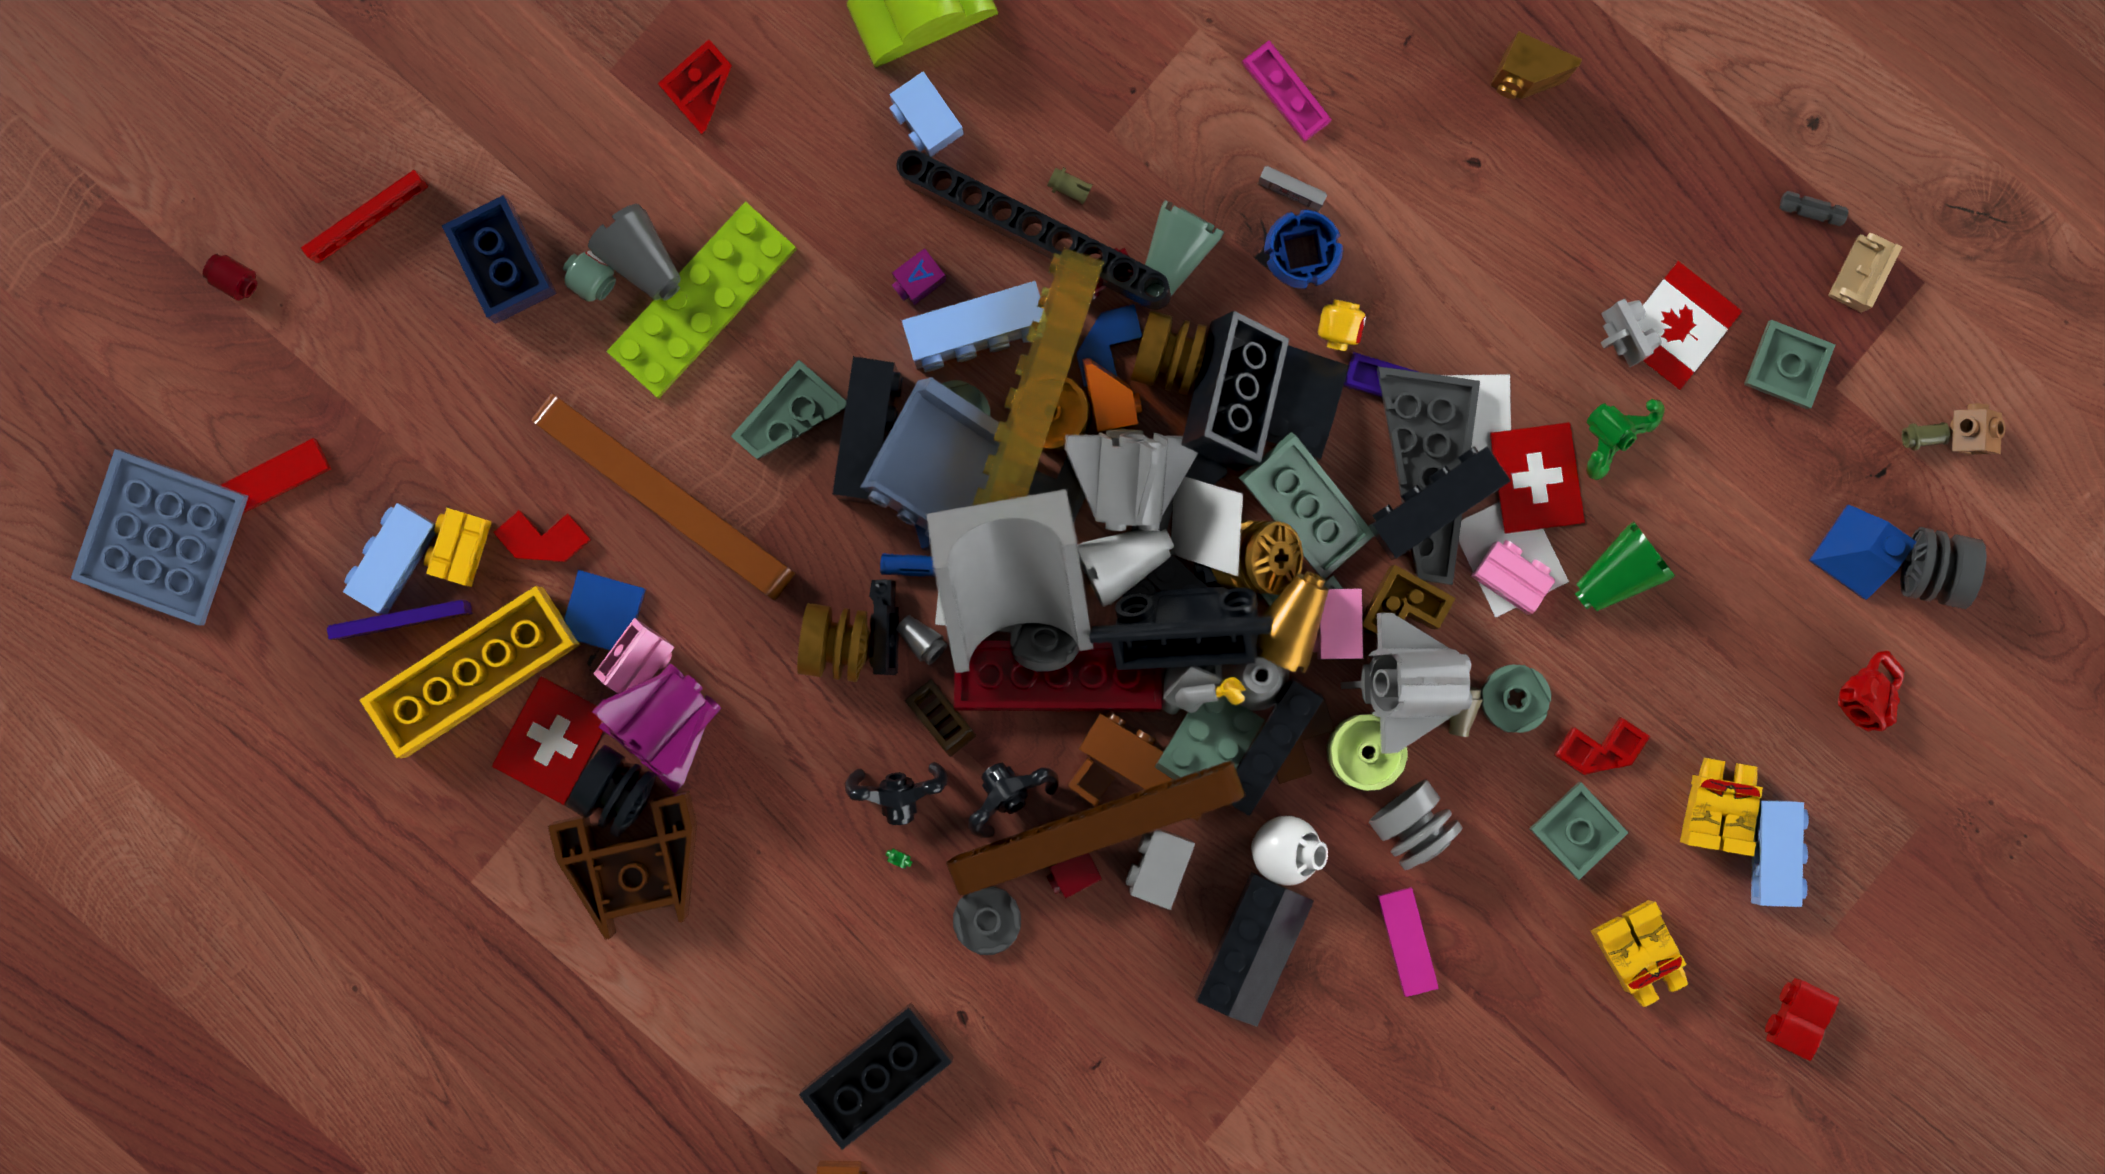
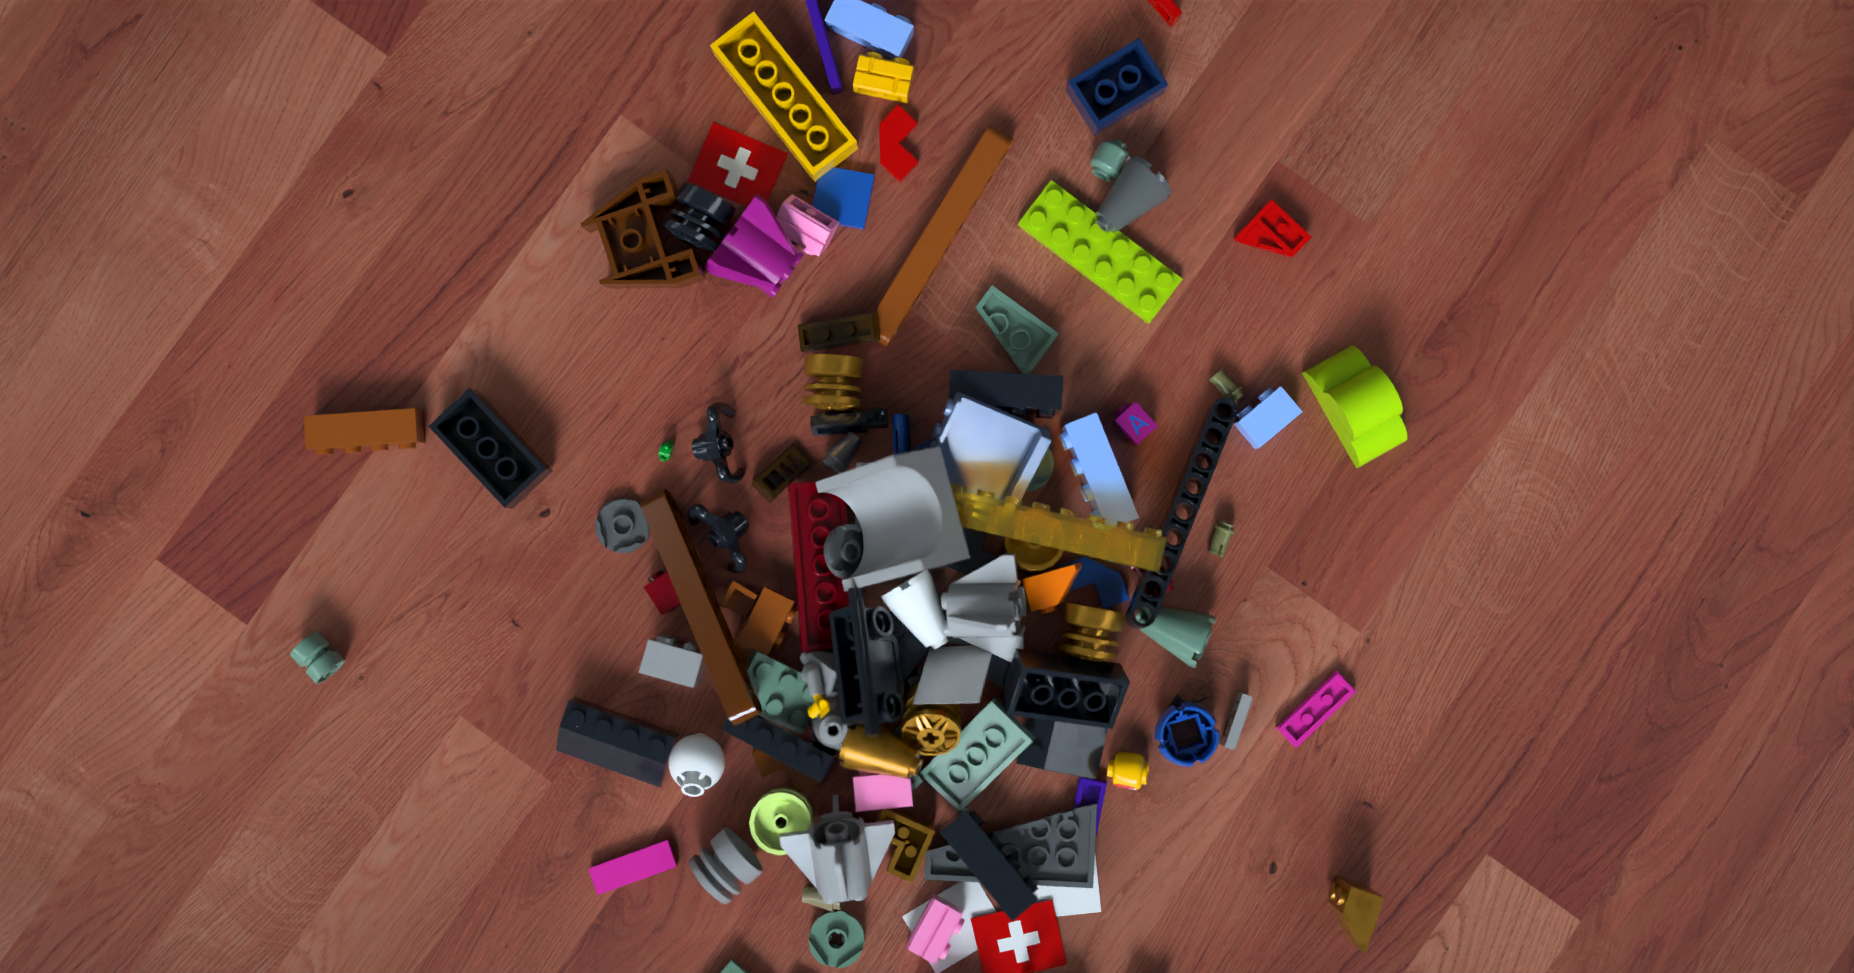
camera: 90 degrees right, 0 degrees up
(771, 630) = (839, 332): none -> dark brown tile
(882, 161) = (1226, 386): none -> olive pin

